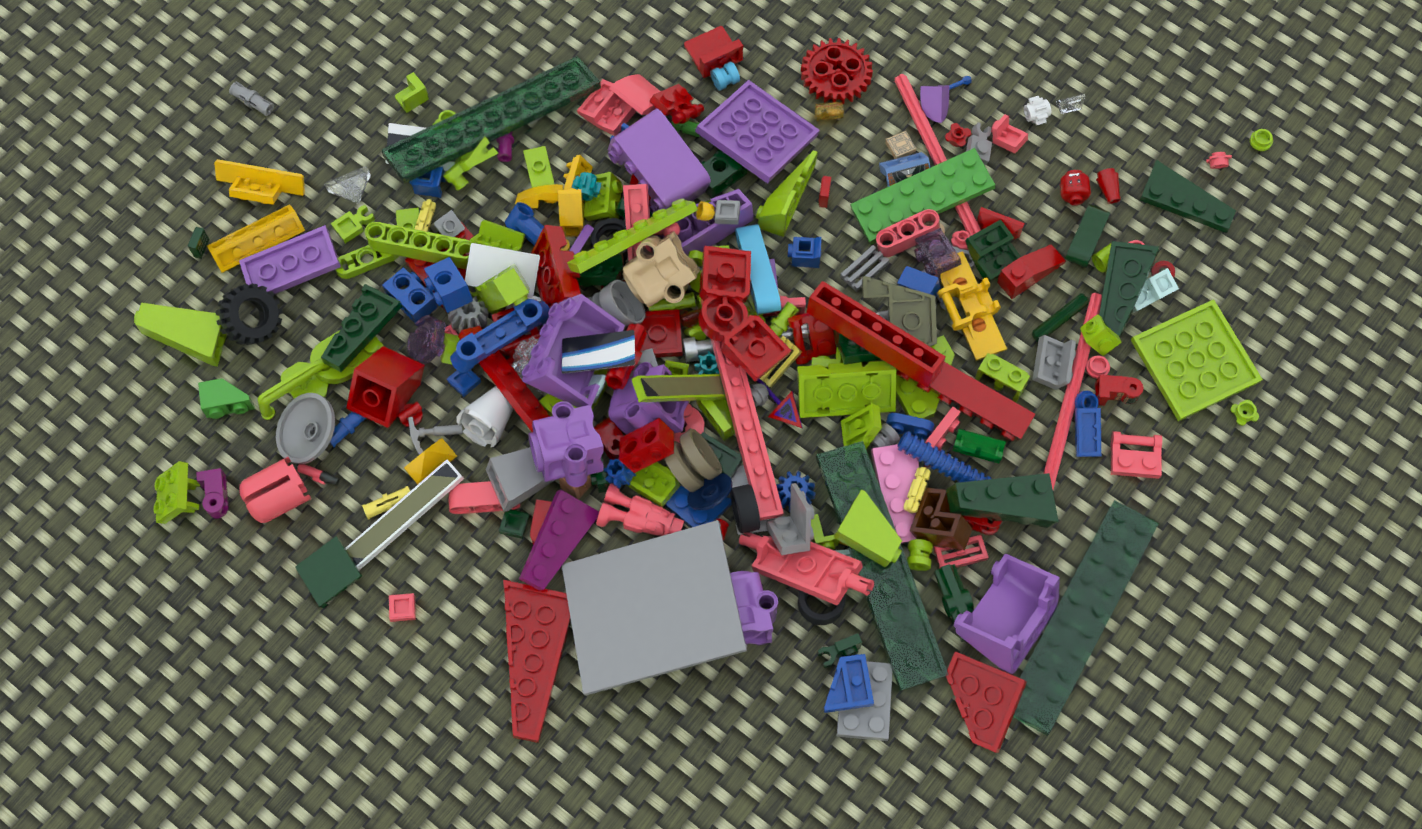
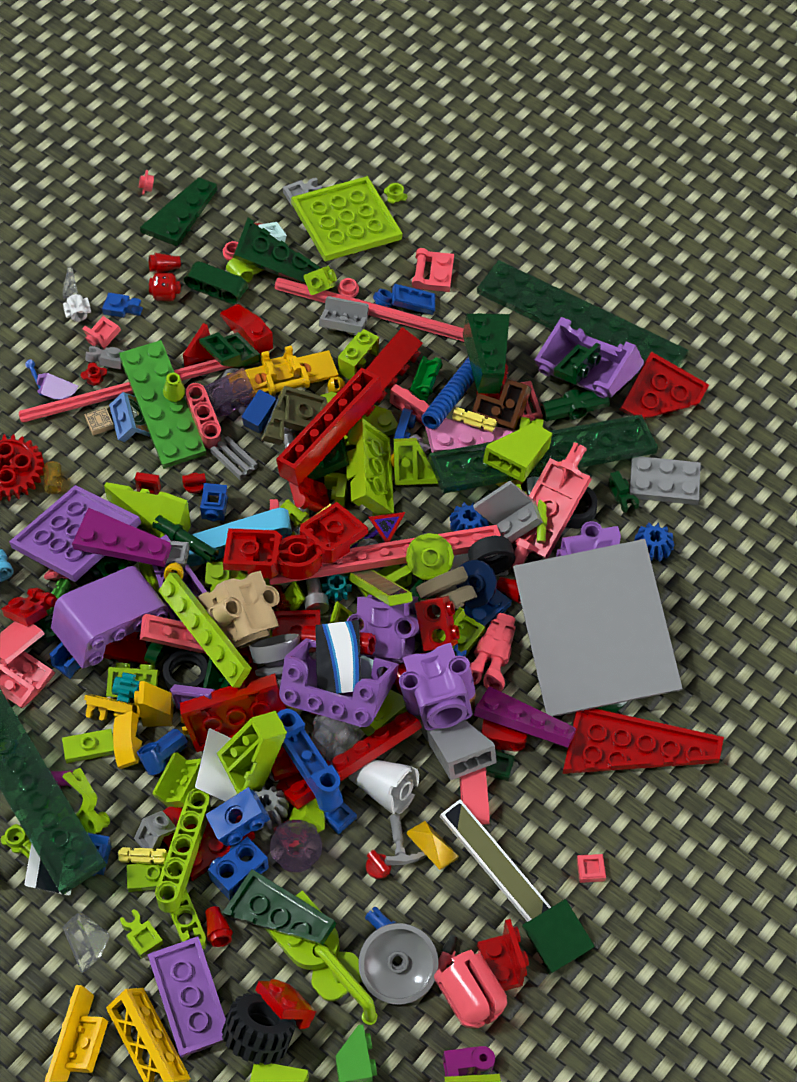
camera: 90 degrees left, 10 degrees down
(272, 337) = (286, 1002): none -> red slope
(308, 523) = (506, 957): none -> red bracket
(353, 283) = (218, 929): none -> red cone
(384, 385) = (350, 884): red slope -> none
(385, 503) = (479, 883): light yellow pin -> none
(735, 444) = (429, 556): none -> lime tile
(738, 155) = (117, 539): none -> magenta wing
(754, 213) = (177, 533): none -> dark green pin
(777, 690) = (658, 540): none -> blue gear
(789, 558) = (541, 528): none -> lime piece
(831, 233) = (194, 482): none -> red plate
(850, 685) = (659, 481): blue wing -> none
(929, 197) = (173, 388): none -> lime cone
(959, 239) = (210, 376): coral plate -> none
(964, 364) = (331, 384): none -> yellow hinge
(1004, 600) = (578, 363): none -> dark green bracket
(1049, 150) = (119, 305): none -> blue plate
(1061, 316) = (297, 311): dark green axle -> none
(1117, 388) = (372, 275): red leg -> none
(1232, 312) = (300, 188): none -> light grey plate
(1261, 140) = (127, 152): lime plate -> none

